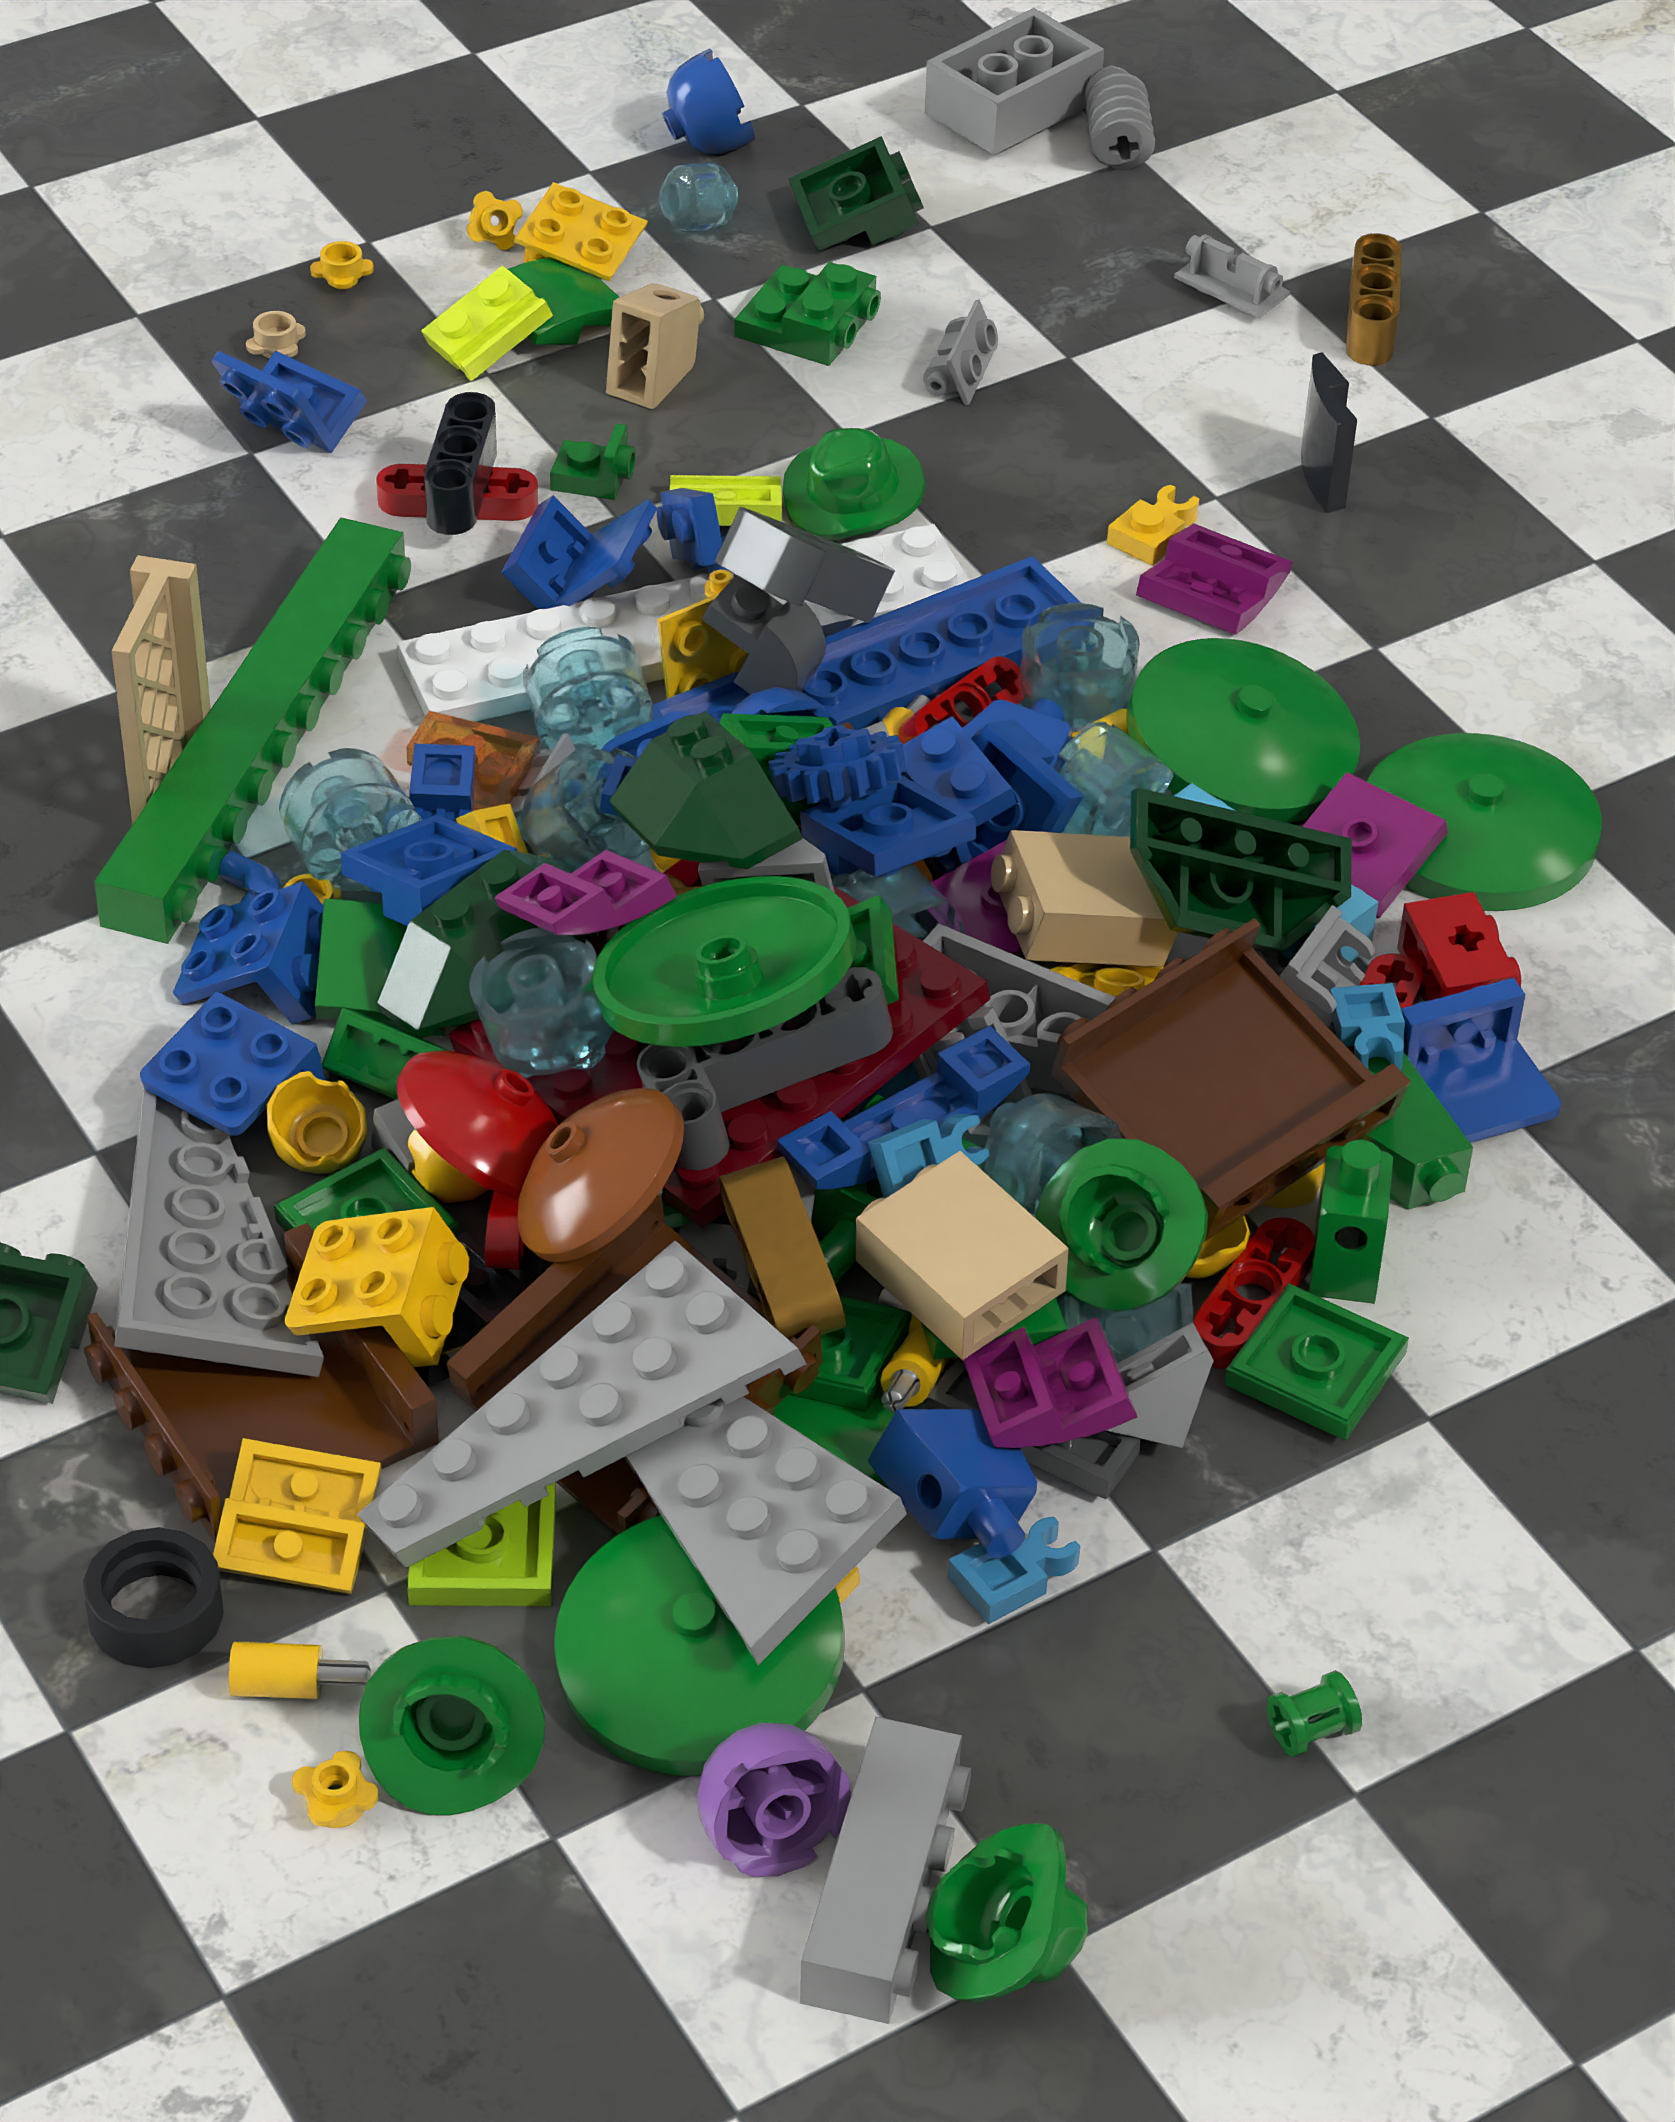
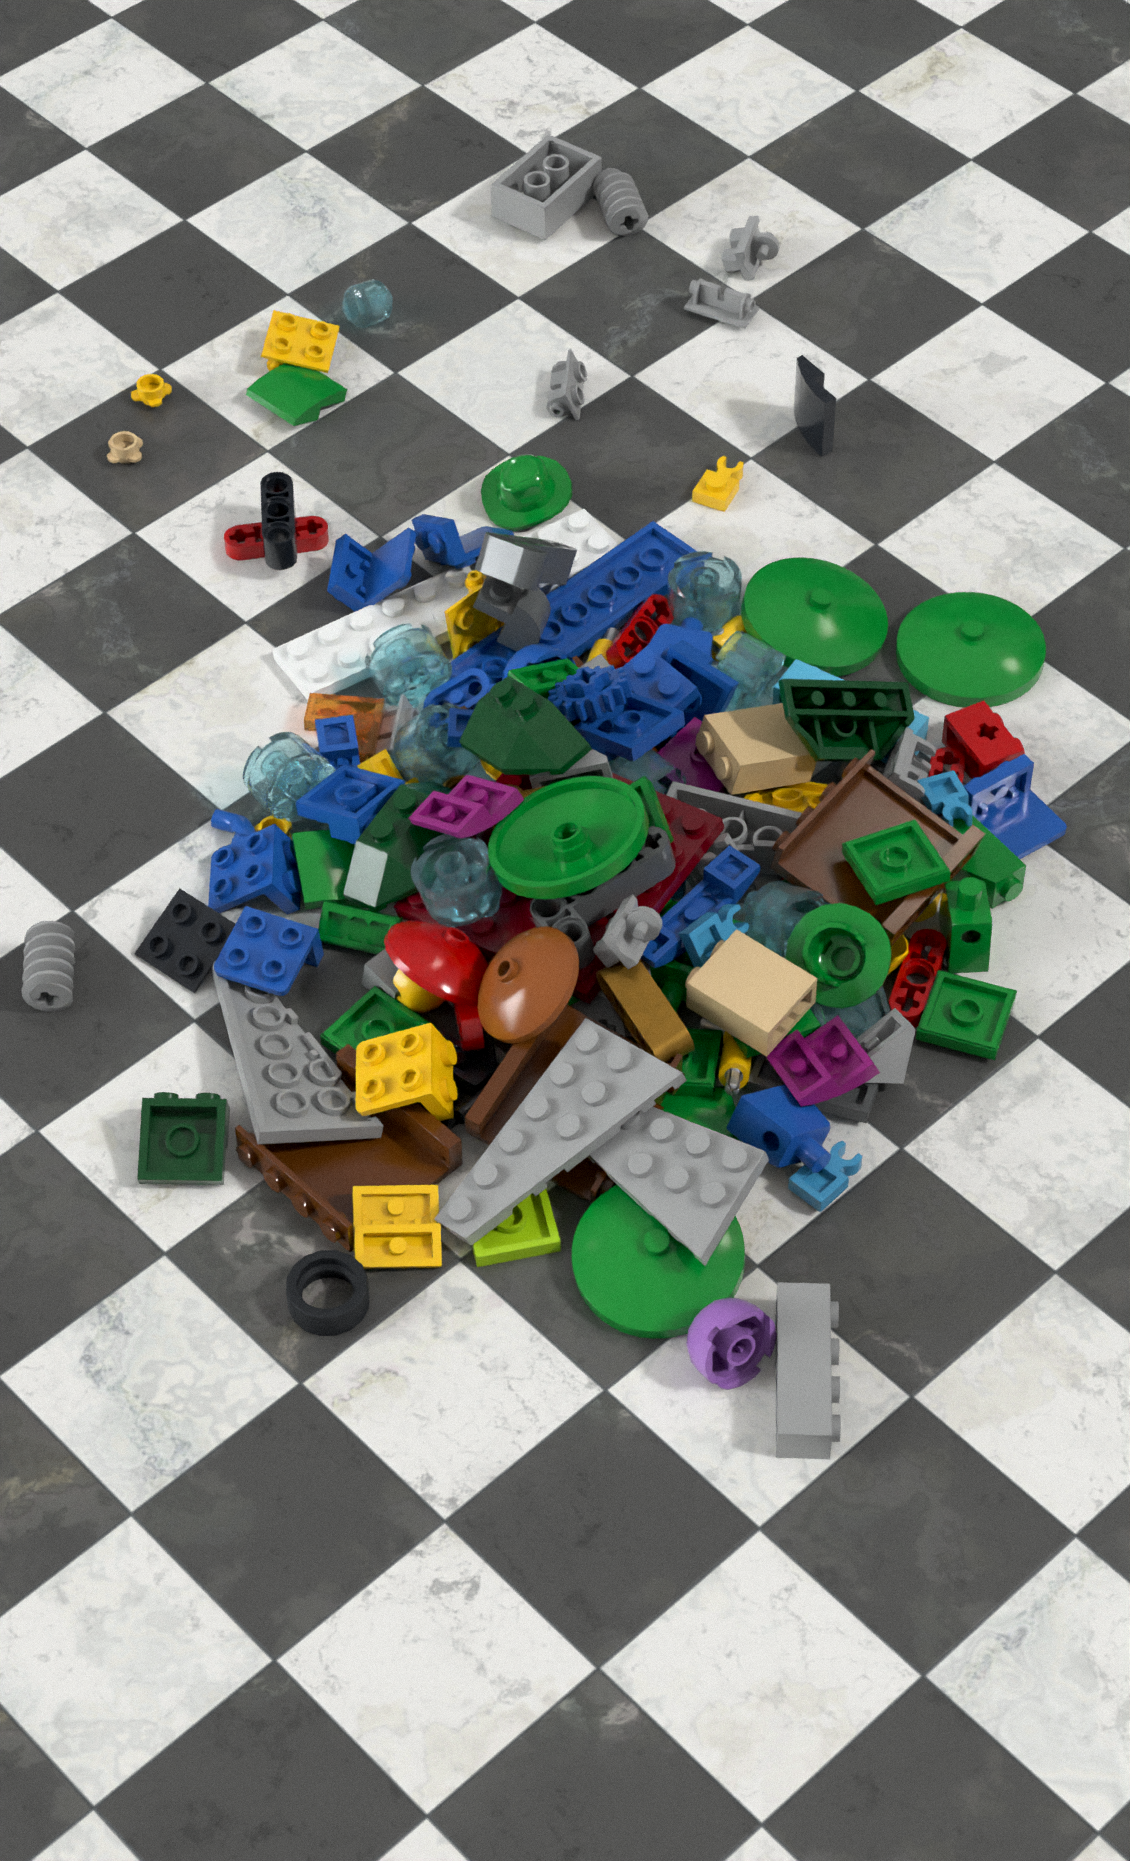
camera: 10 degrees left, 5 degrees up
(116, 1030) = (186, 940): none -> black hinge
(159, 673) = (151, 707): tan fence -> none
(251, 732) = (203, 725): green brick -> none
(289, 1670) = (423, 1321): yellow piece -> none
(293, 398) = (154, 491): blue bracket -> none
(316, 1124) = (329, 979): yellow hair -> none
(339, 1806) = (475, 1397): yellow plate -> none
(450, 1725) = (534, 1336): green hat -> none
(480, 226) = (232, 345): yellow plate -> none
(486, 323) = (259, 416): neon yellow plate -> none
(594, 468) = (357, 506): green bracket -> none
(652, 343) = (369, 402): tan torso -> none
(706, 107) = (354, 238): blue cylinder -> none
(730, 492) = (465, 509): neon yellow plate -> none
(778, 1124) = (628, 934): none -> light grey hips
(810, 312) = (461, 373): green plate -> none
(857, 194) = (469, 285): dark green plate -> none
(1005, 1916) = (883, 1384): green hat -> none
(1214, 578) = (766, 515): magenta slope -> none
(1250, 1097) = (895, 862): none -> green plate
(1296, 210) = (749, 249): none -> light grey hips
(1314, 1713) = (1022, 1229): green bush -> none
(1374, 299) = (814, 304): pearl gold beam -> none
(1386, 832) = (920, 666): magenta plate -> none

